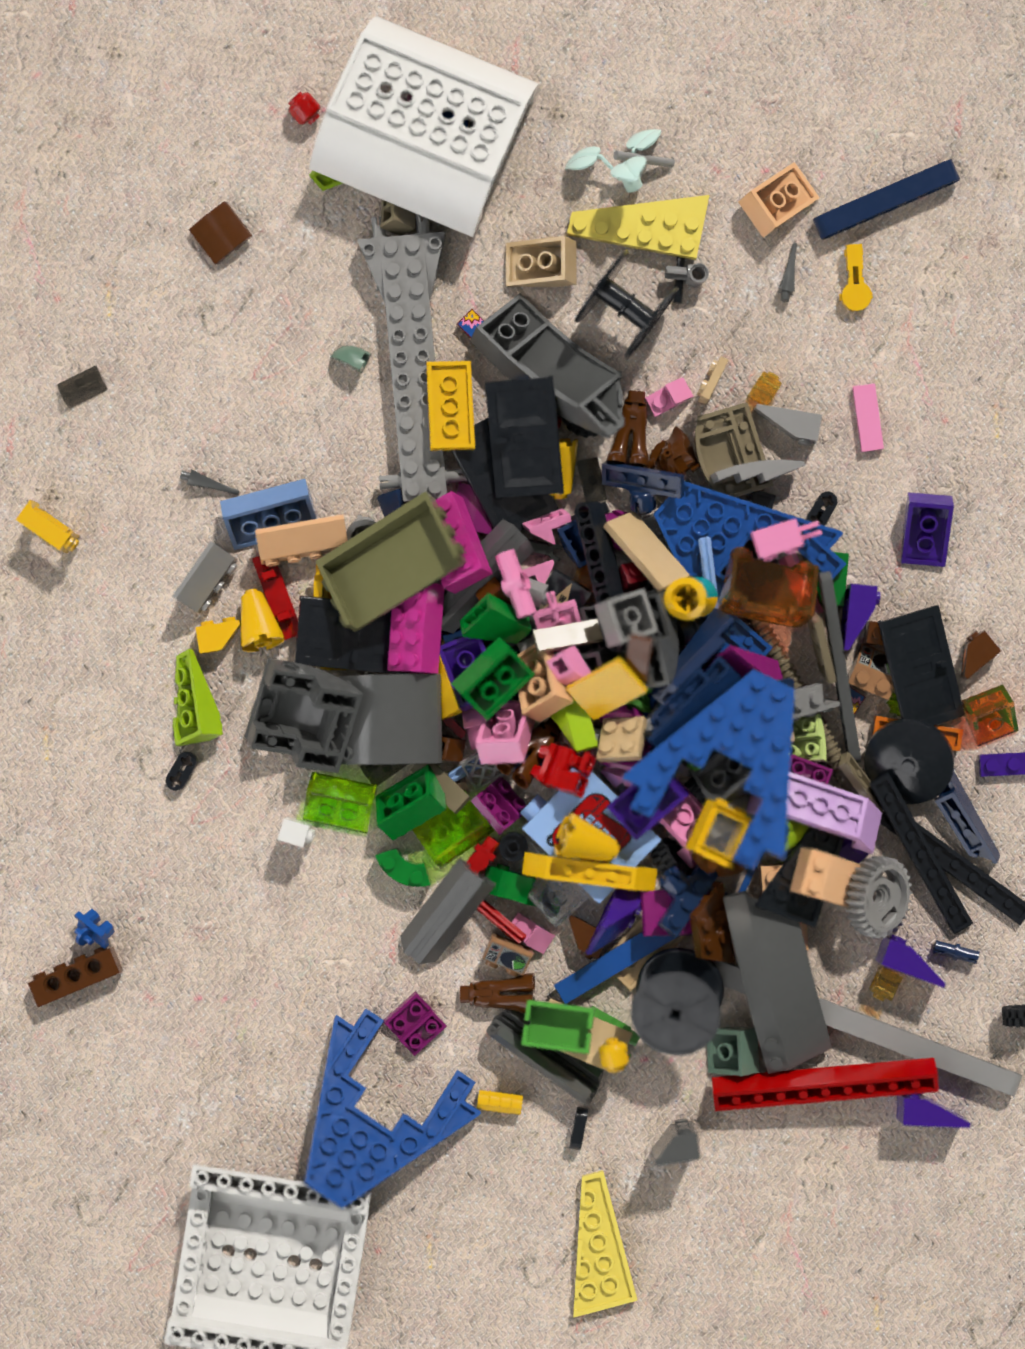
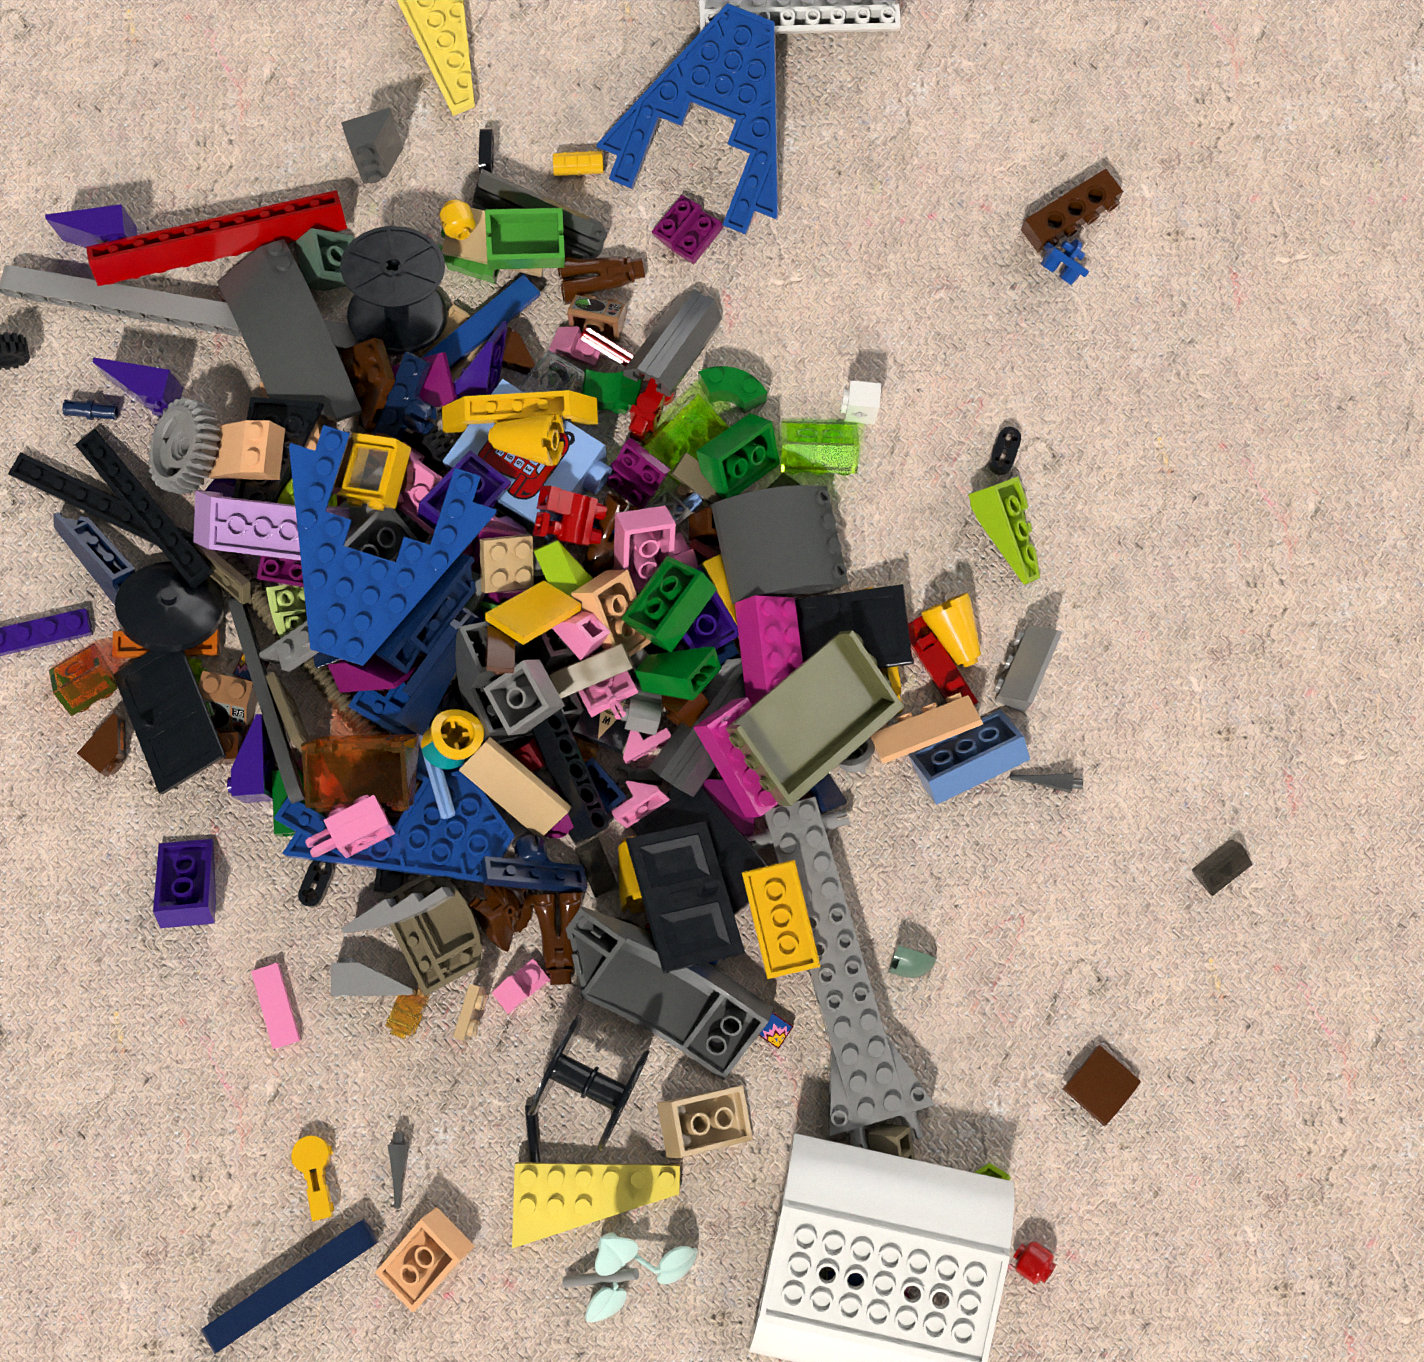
camera: 165 degrees right, 10 degrees down
(48, 527) = (1223, 689): yellow window -> none
(217, 636) = (1000, 604): yellow slope -> none
(303, 714) = (880, 530): dark grey slope -> none
(513, 846) = (612, 431): black wheel -> none
(515, 584) = (662, 717): bright pink piece -> none
(685, 274) = (524, 1140): light grey axle -> none
(885, 984) = (167, 356): clear yellow brick -> none

